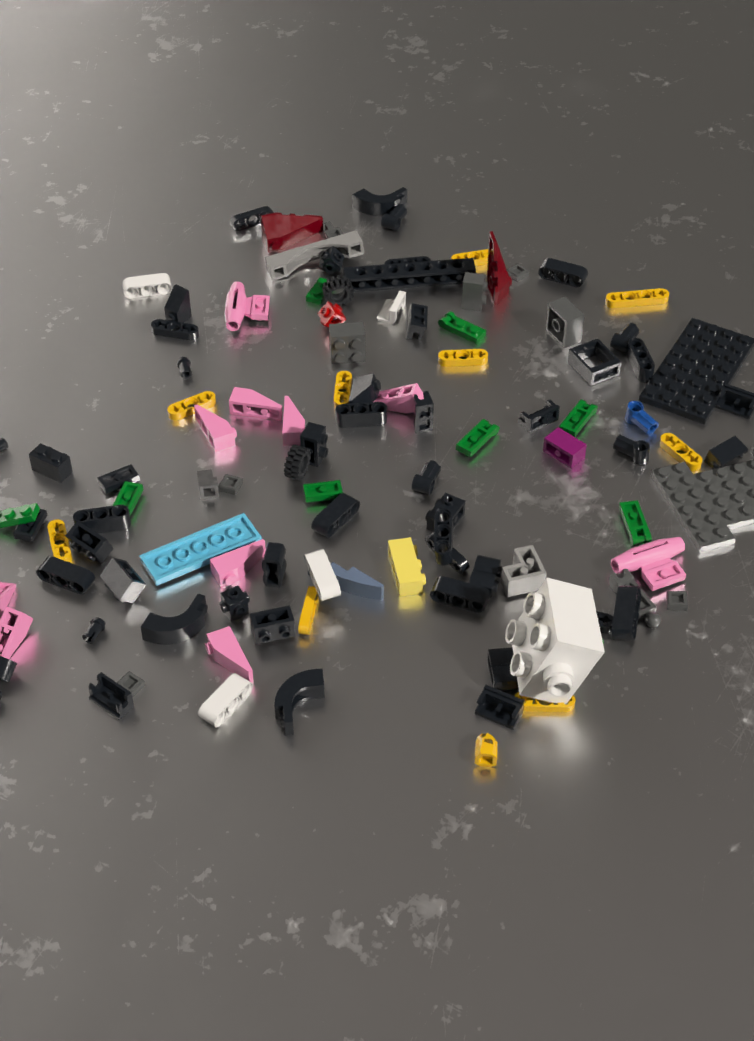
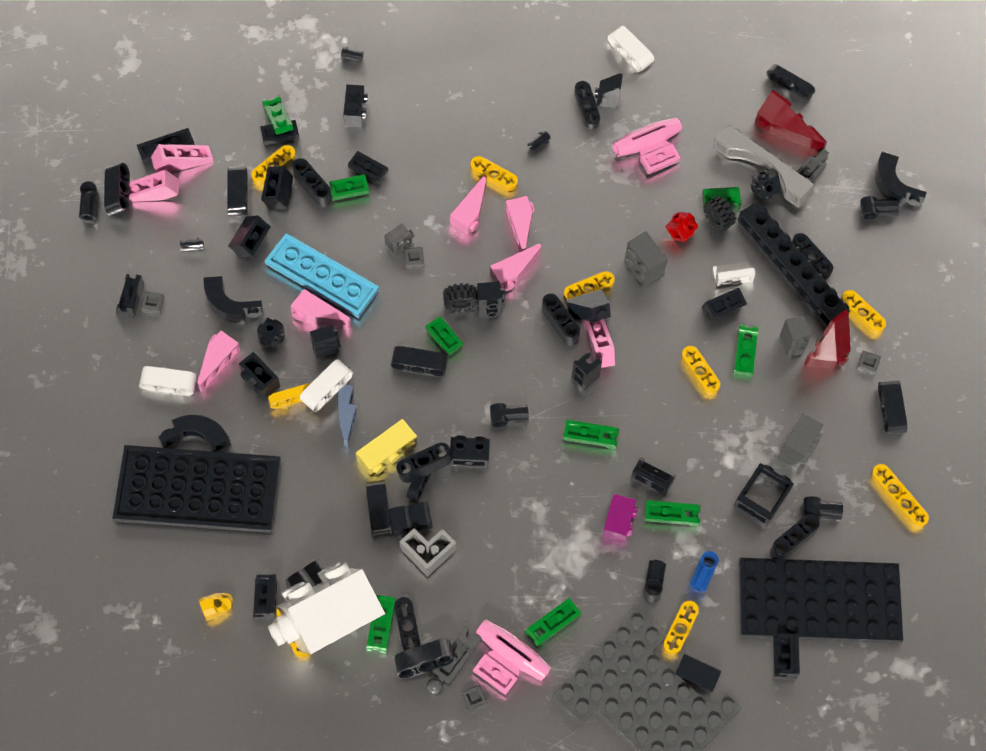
camera: 60 degrees right, 20 degrees up
(354, 721) = (197, 488): none -> black plate

